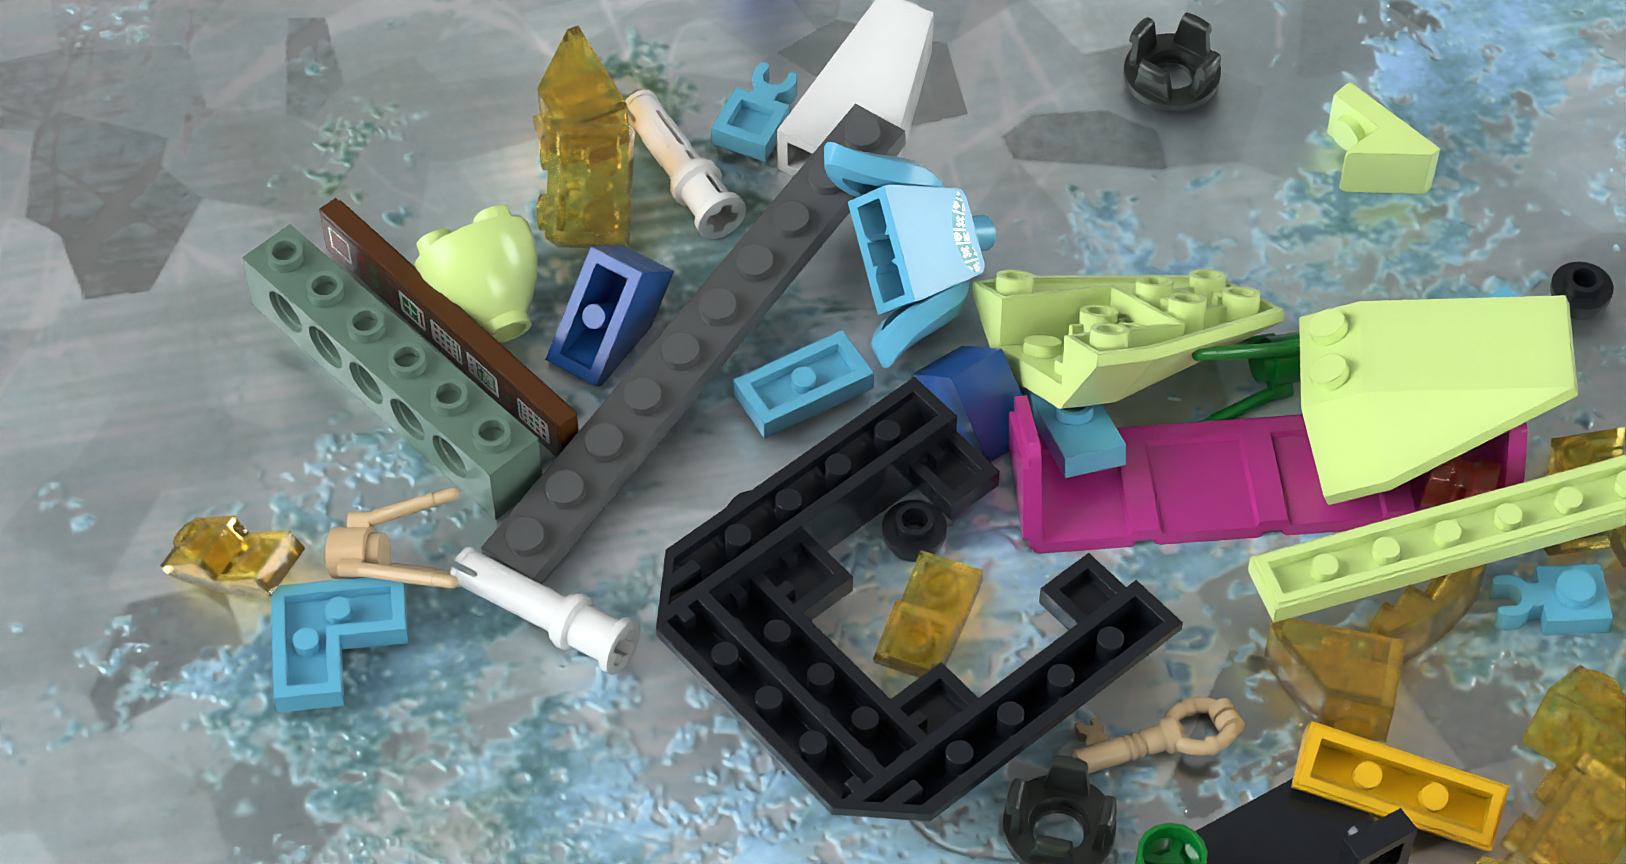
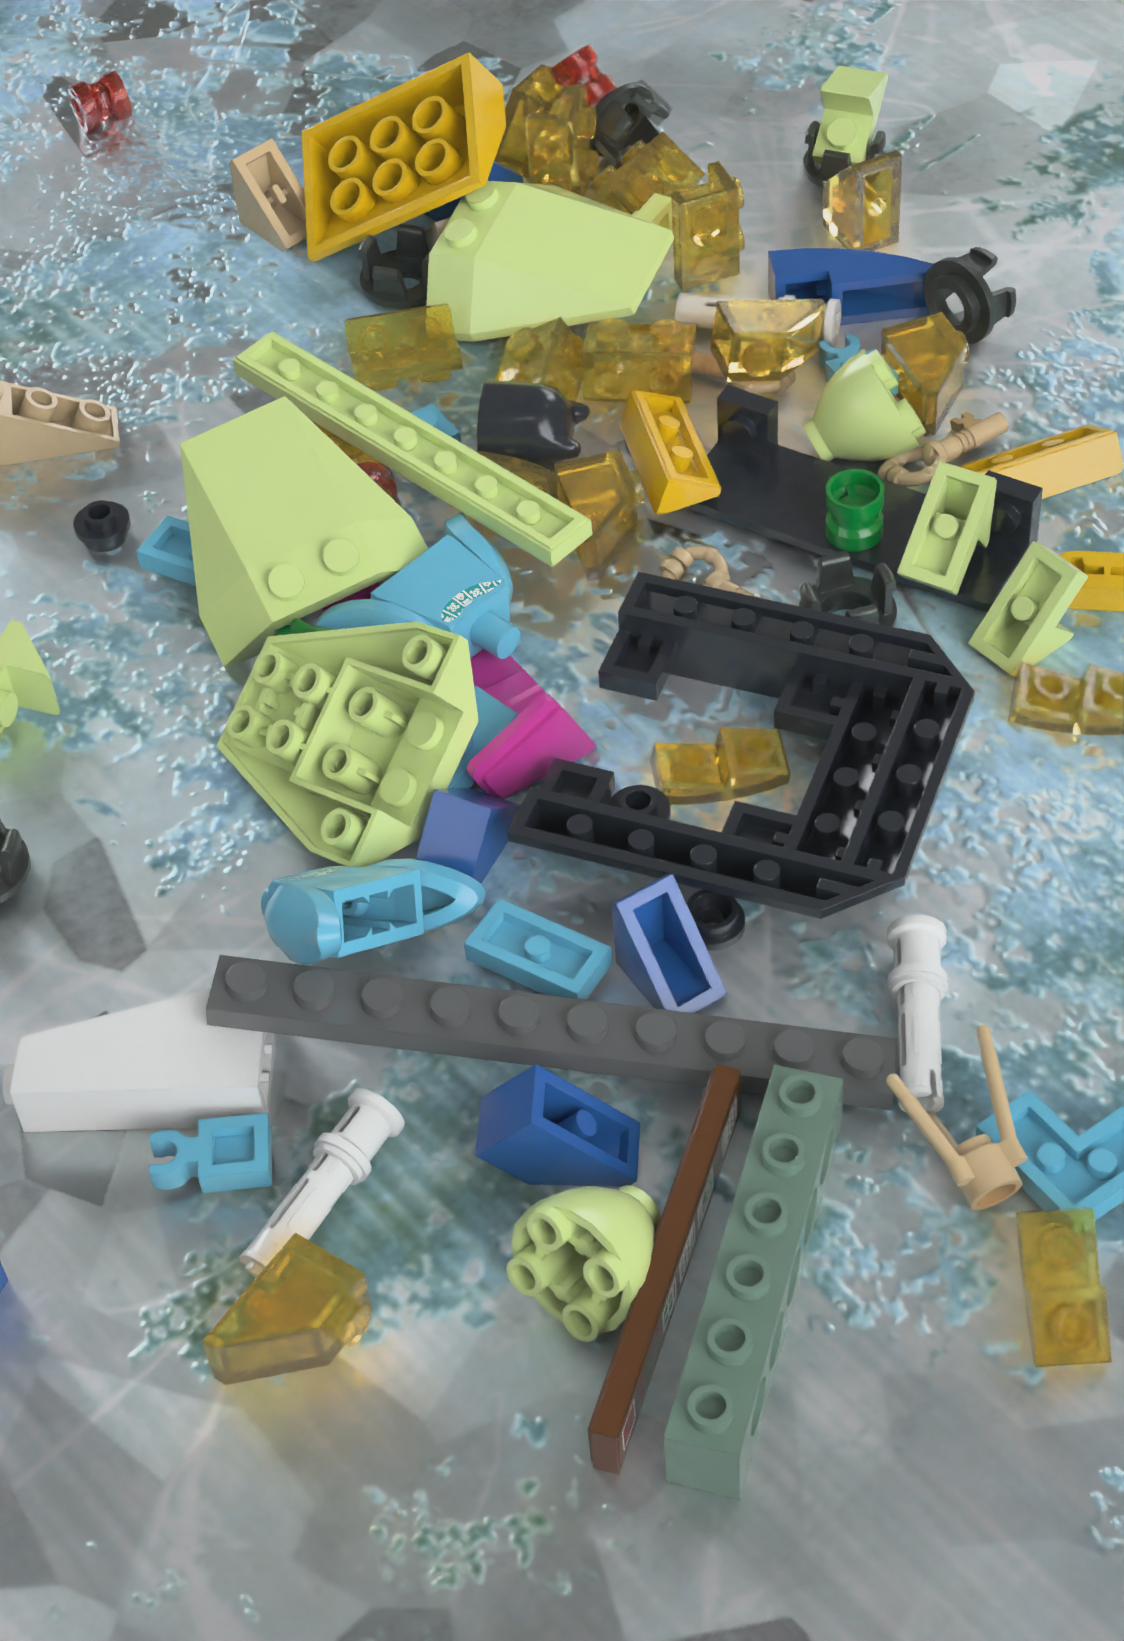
camera: 115 degrees left, 5 degrees down
(586, 184) = (417, 1221): clear yellow bracket -> none
(727, 457) = (664, 949): none -> blue slope
(1261, 472) = (451, 586): none -> medium azure torso
(1497, 654) = (528, 422): none -> black piece

